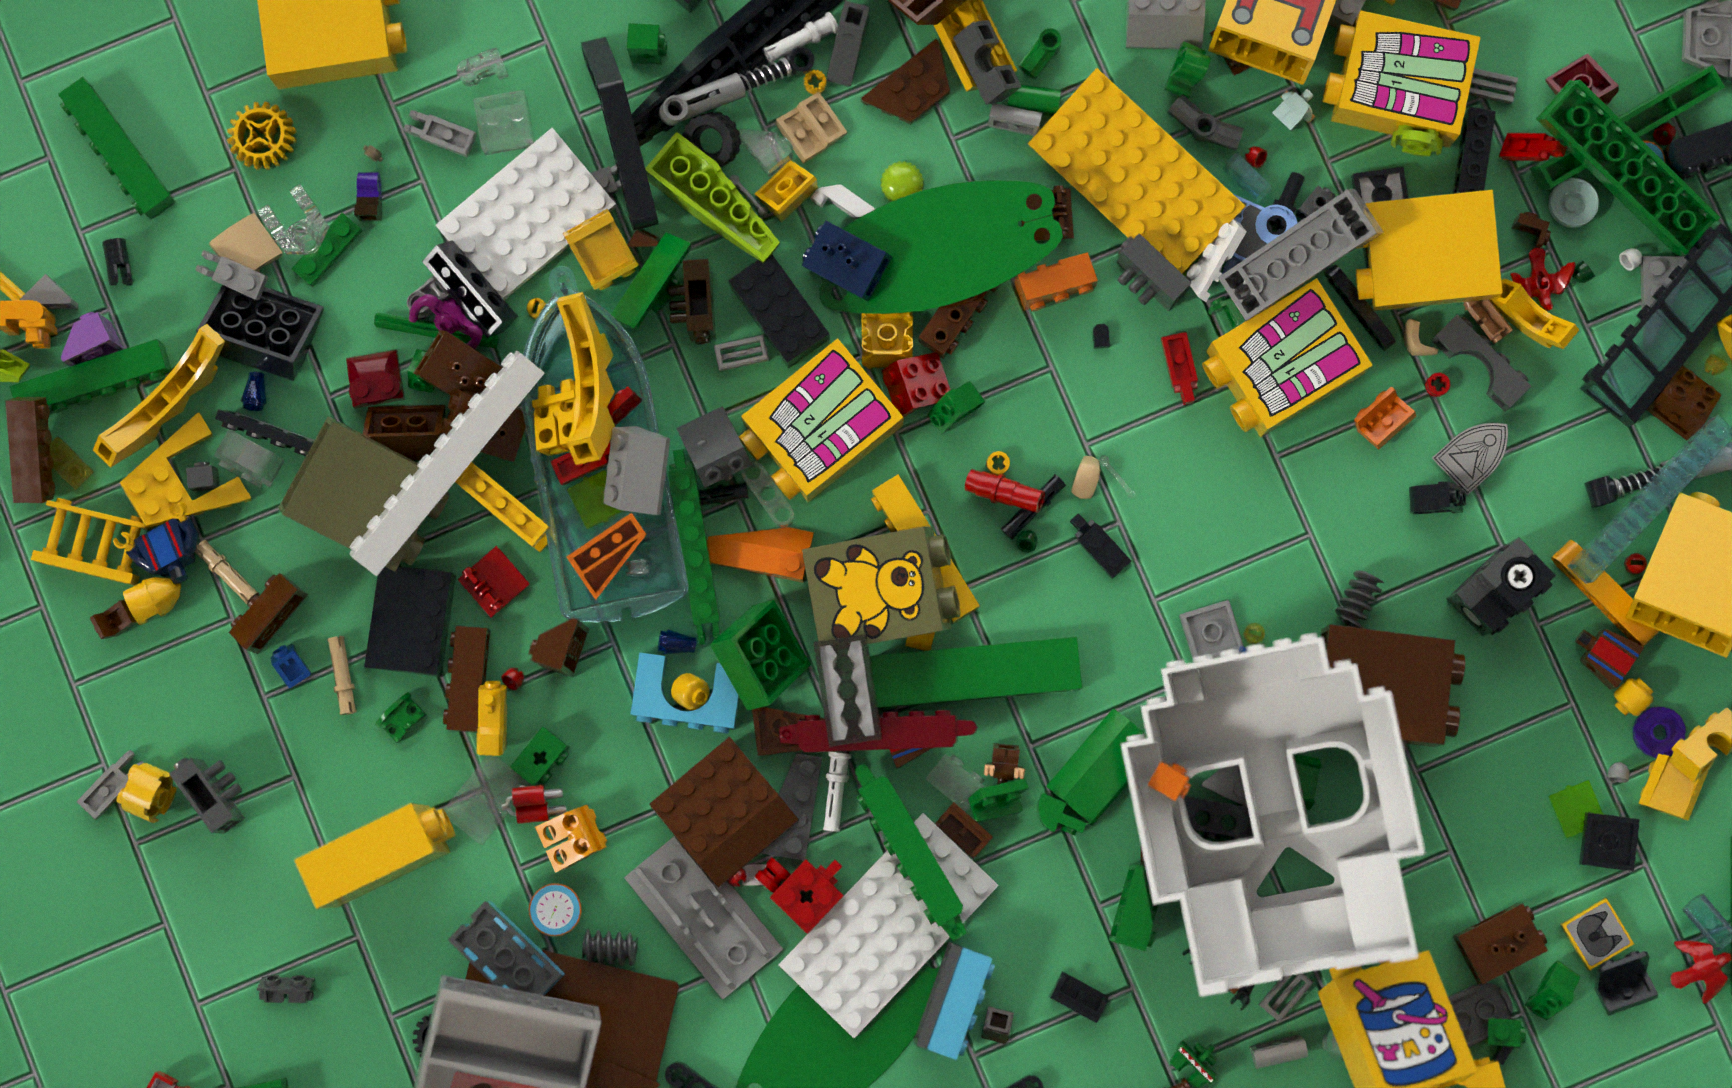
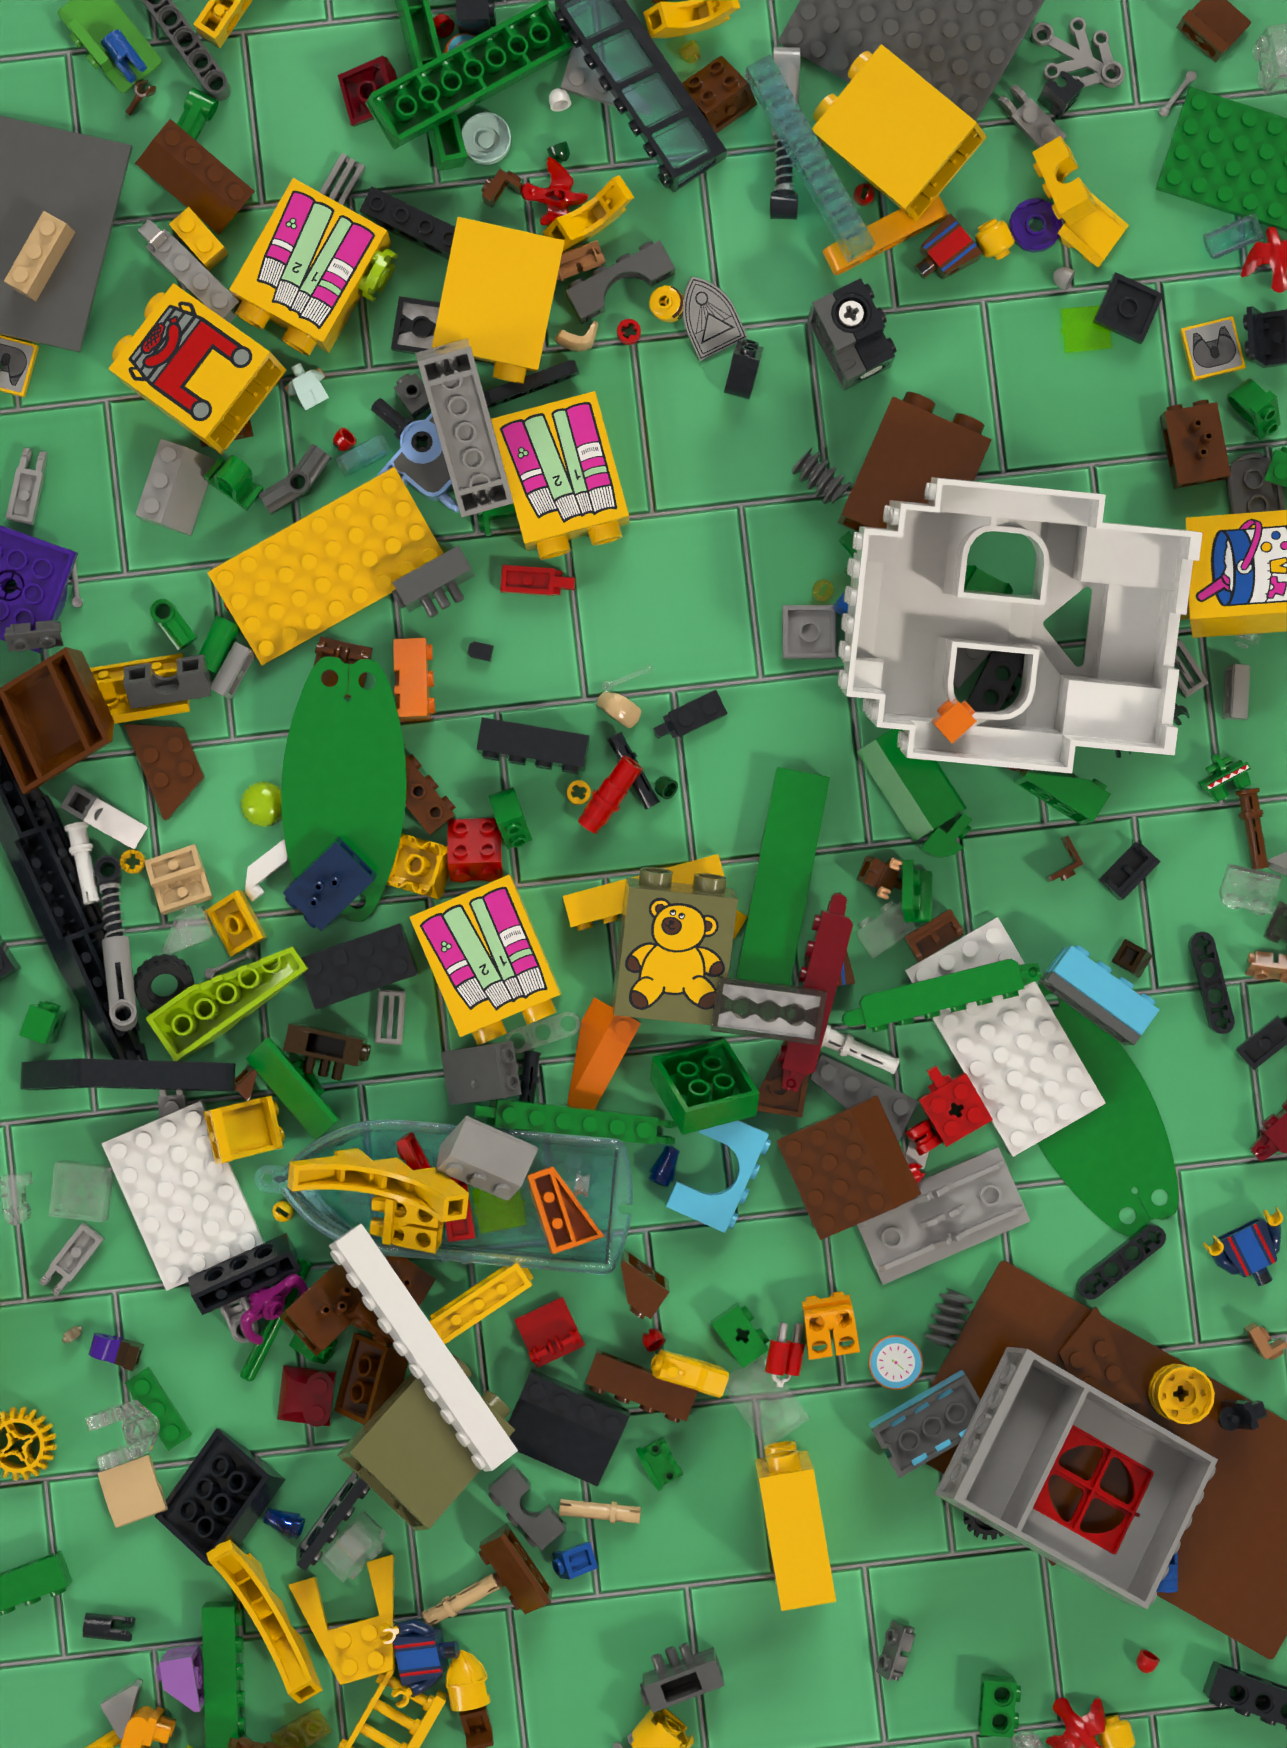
camera: 80 degrees left, 5 degrees up
(202, 477) = (357, 1598): dark grey plate -> none
(234, 275) = (158, 1511): light grey hinge -> none
(312, 622) = (539, 1526): none -> dark grey arch
(690, 691) = (719, 1166): yellow head -> none
(1029, 405) = (532, 744): none -> black brick
(1061, 939) = (1068, 870): none -> reddish brown bracket
(1210, 264) = (444, 522): white wing -> none
(1383, 418) = (647, 395): orange bracket -> none
(1474, 410) = (673, 310): none -> yellow head
(1530, 147) = (418, 163): red hinge -> none

